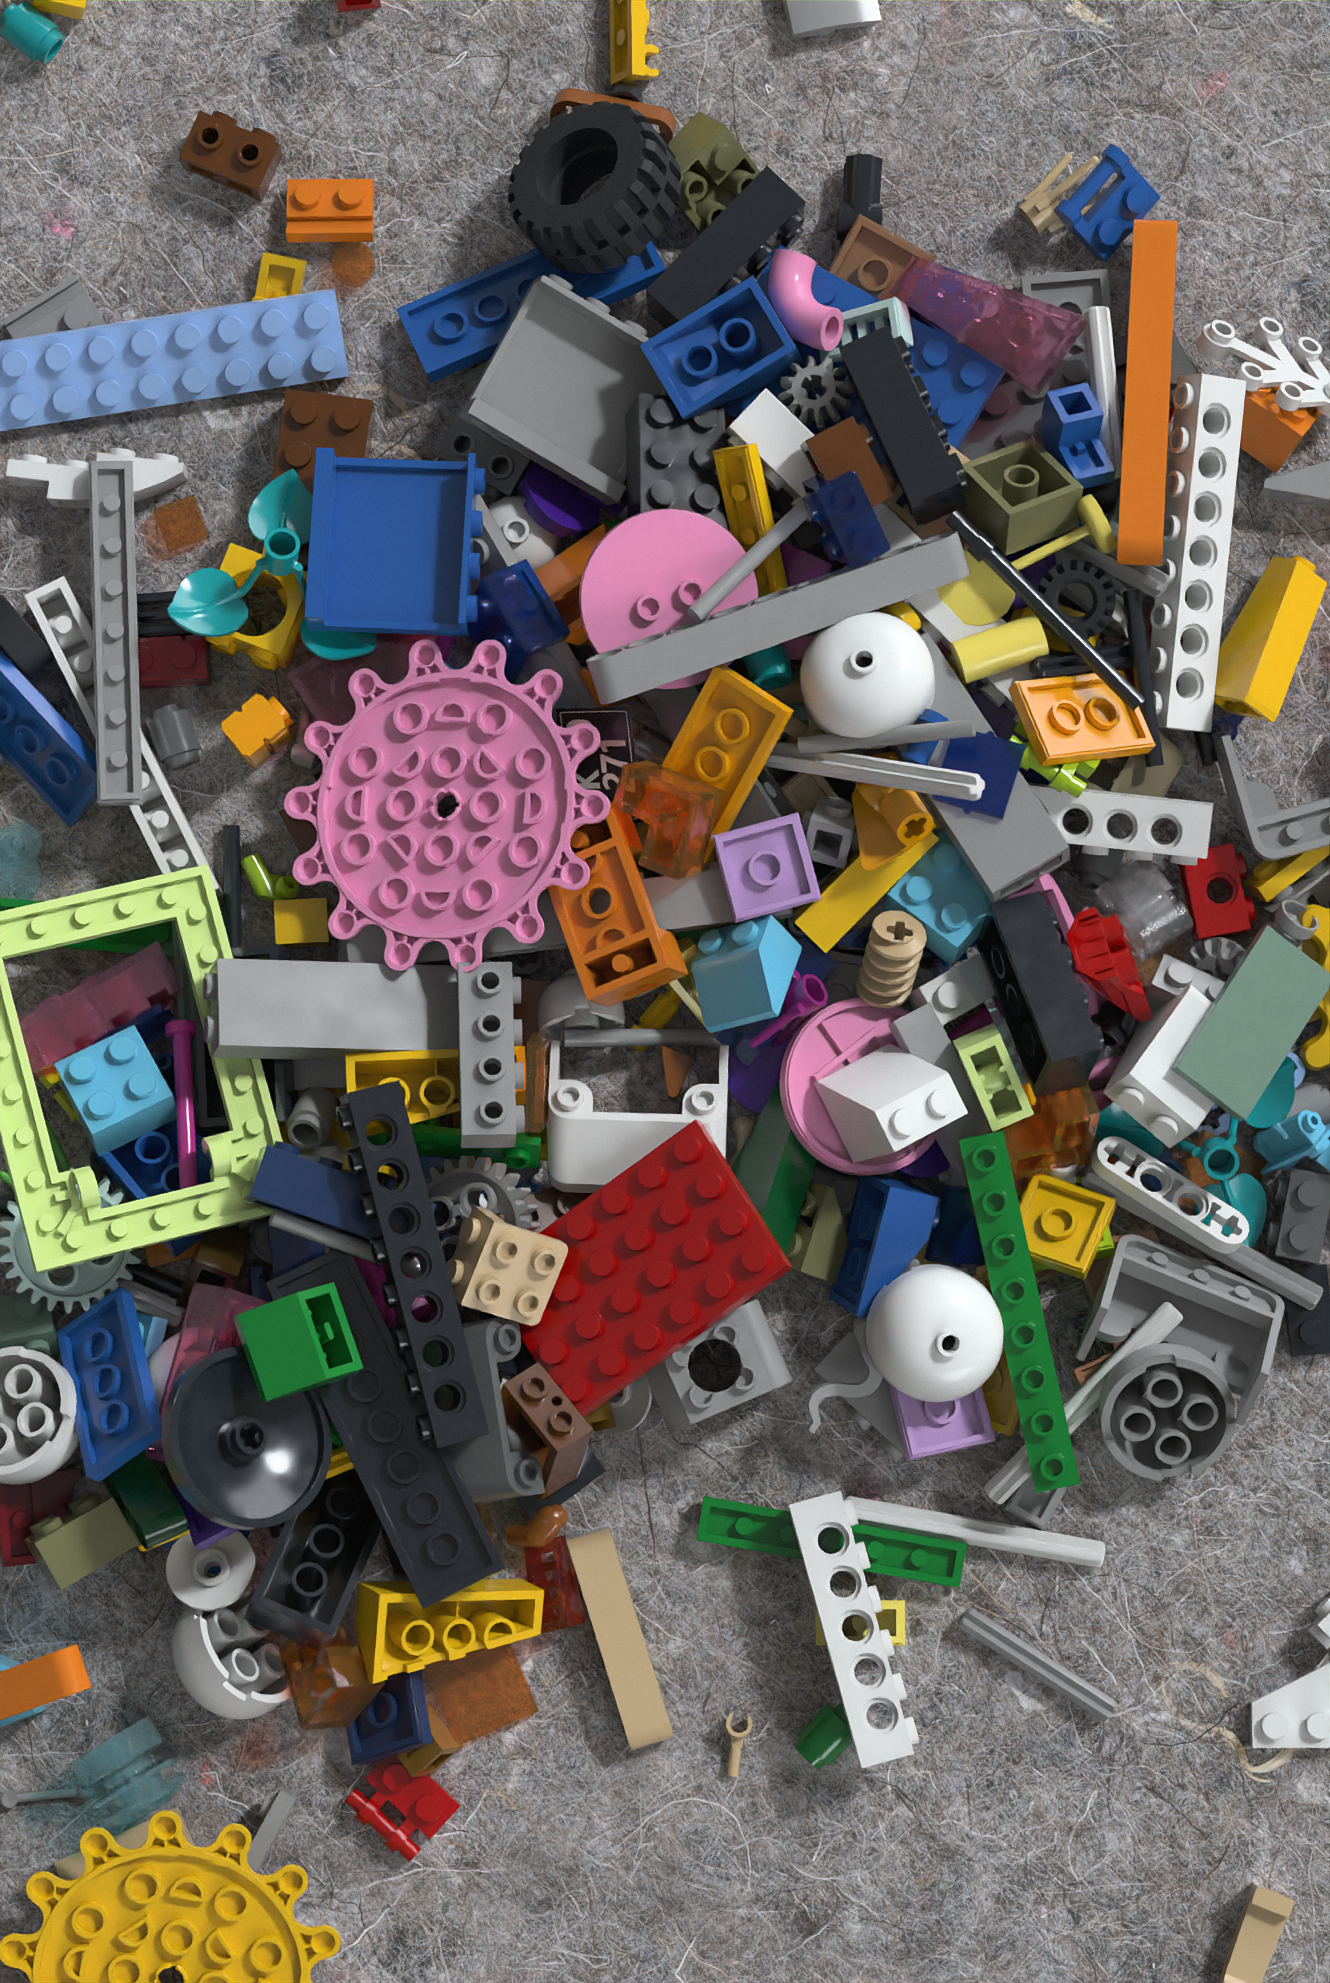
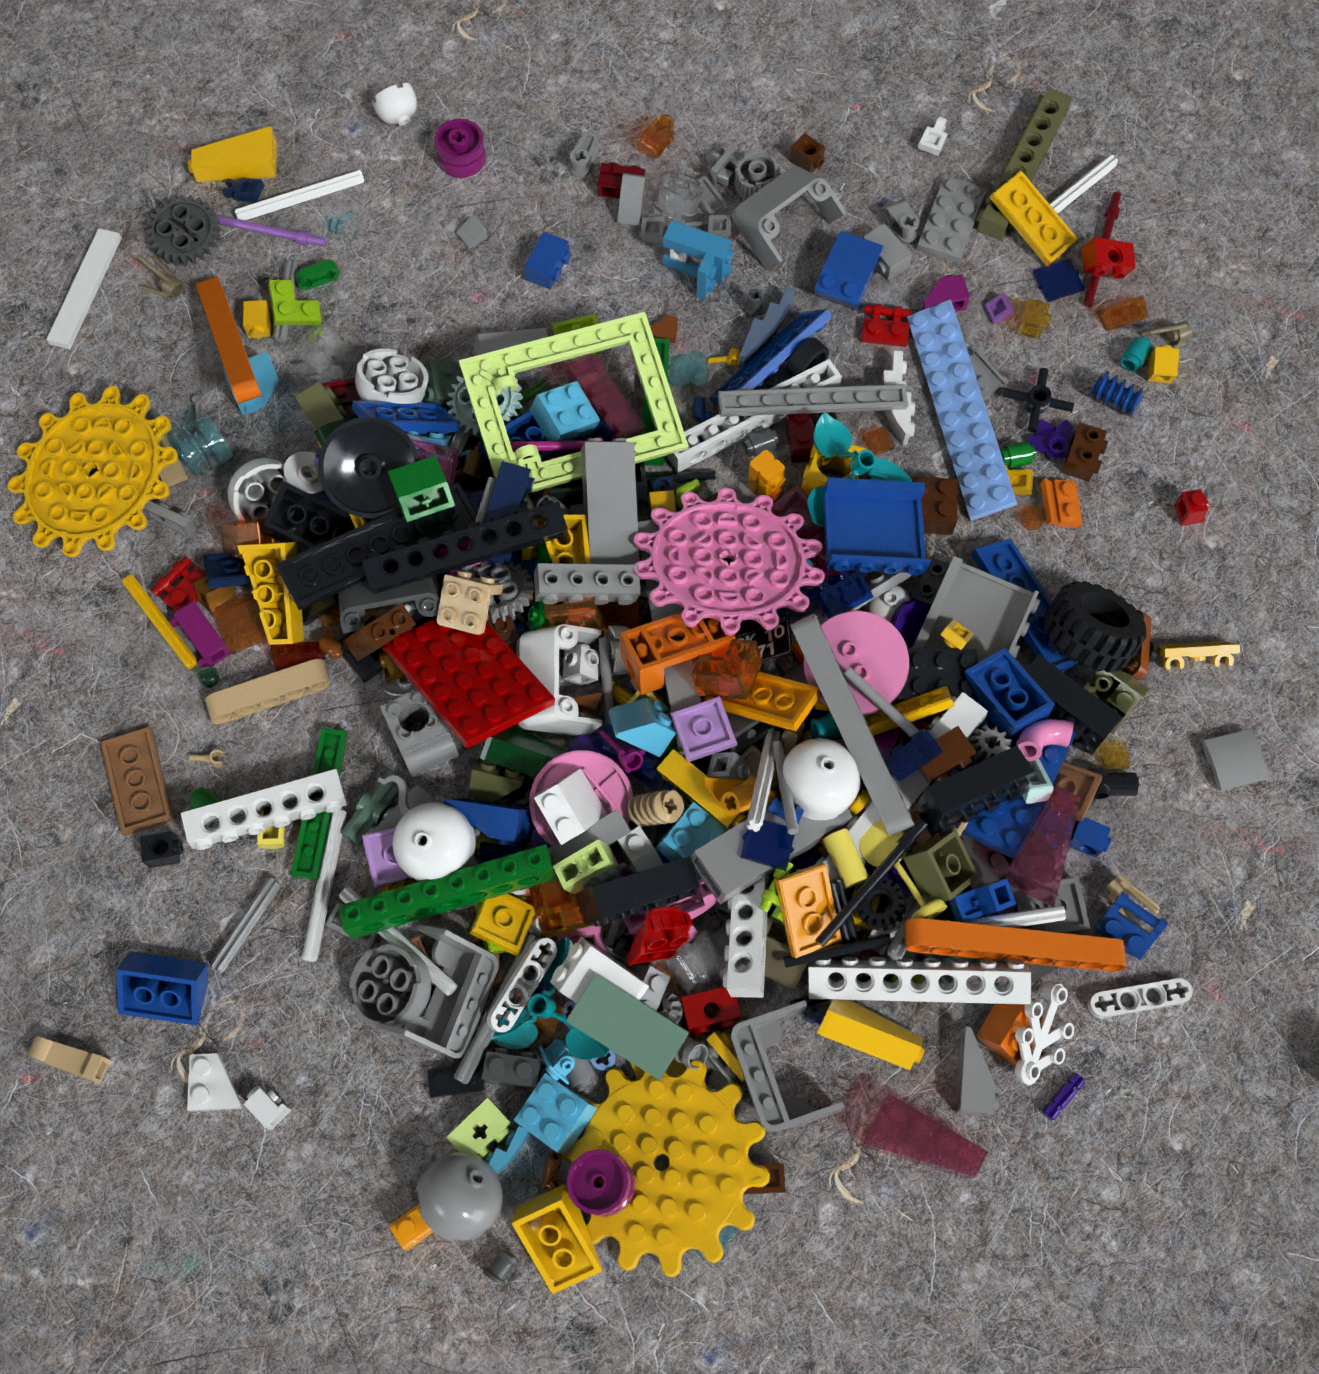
camera: 85 degrees right, 15 degrees down
(106, 842) = (699, 410): none -> blue arm
(114, 78) = (1117, 392): none -> blue piece
(117, 240) = (1035, 407): none -> black bar
(189, 209) = (1049, 436): none -> dark purple plate
(229, 275) = (1018, 454): none -> green brick
(246, 931) = (666, 482): none -> dark blue plate
(470, 1842) = (160, 621): none -> yellow axle
(502, 1764) = (201, 634): none -> magenta brick
(587, 1746) = (208, 677): none -> clear green hinge
(606, 423) = (956, 635): none -> yellow plate
(607, 1076) = (581, 665): none -> white brick
(771, 1866) = (137, 781): none -> medium nougat tile
(811, 183) = (1114, 756): none -> clear yellow tile
(847, 1450) = (371, 810): none -> sand green piece
(910, 1832) = (150, 845): none -> black brick
(956, 242) = (1090, 837): none -> blue brick
(1141, 1798) = (162, 987): none -> blue slope
(1217, 206) = (1141, 1002): none -> white beam

